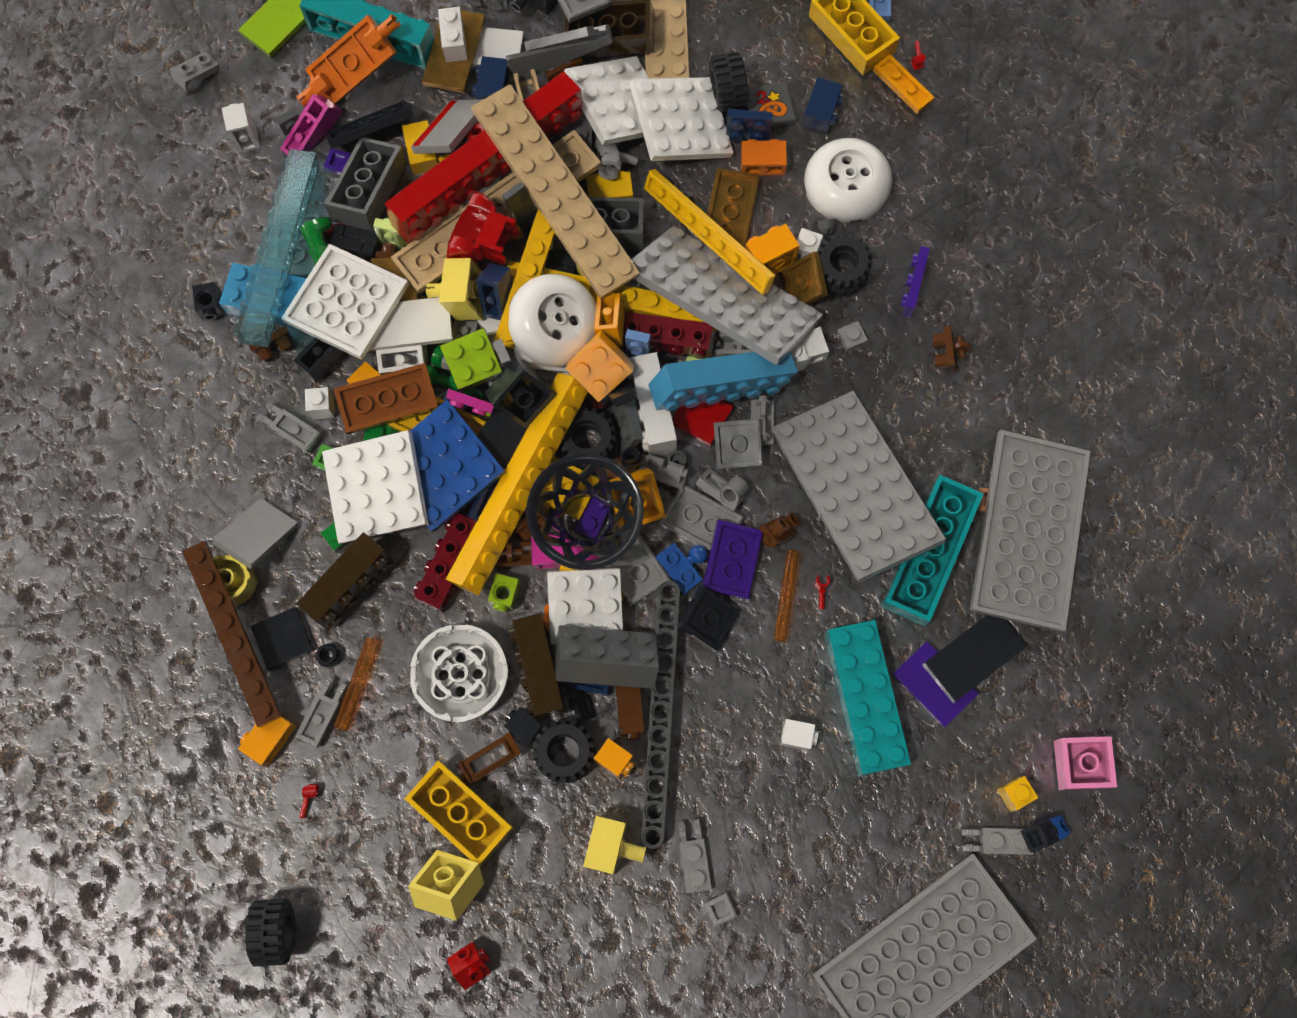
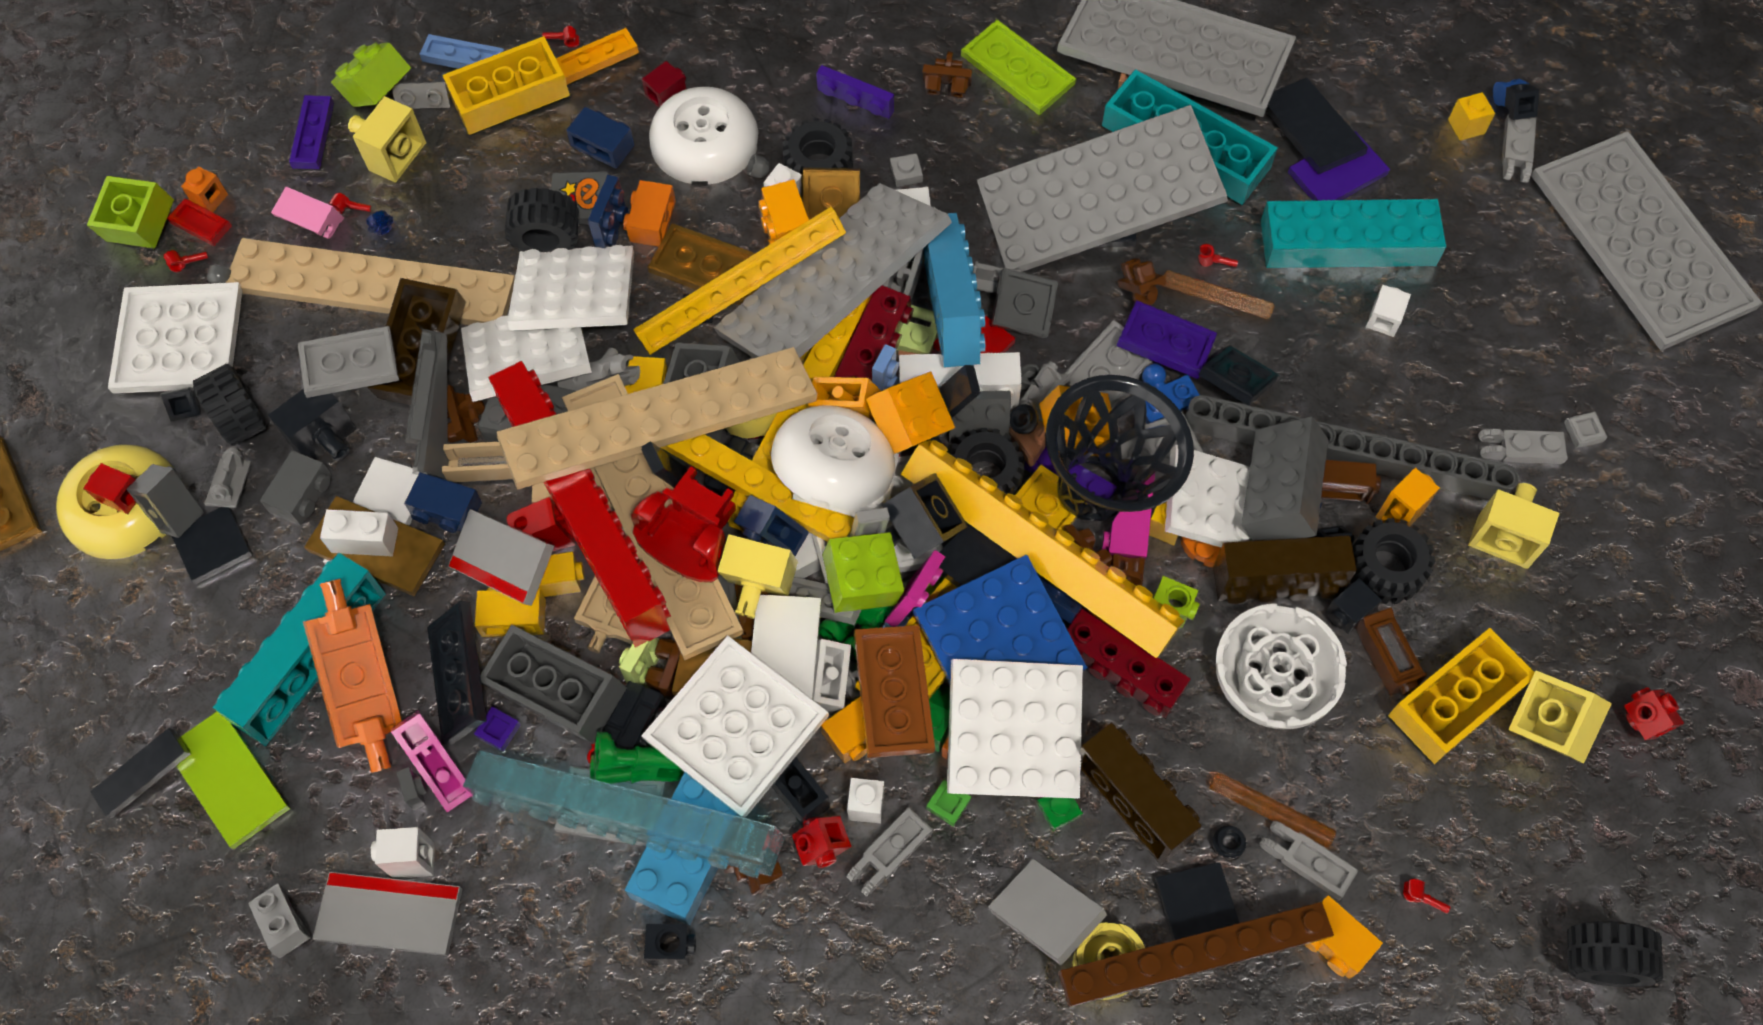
camera: 80 degrees left, 10 degrees down
(207, 139) = (388, 913): none -> light grey tile
(285, 379) = (821, 841): none -> red brick
(728, 493) = (1082, 326): light grey plate -> none
(887, 138) = (663, 83): none -> dark red brick
(978, 406) = (1018, 67): none -> lime tile
(1085, 763) = (1444, 49): bright pink brick -> none

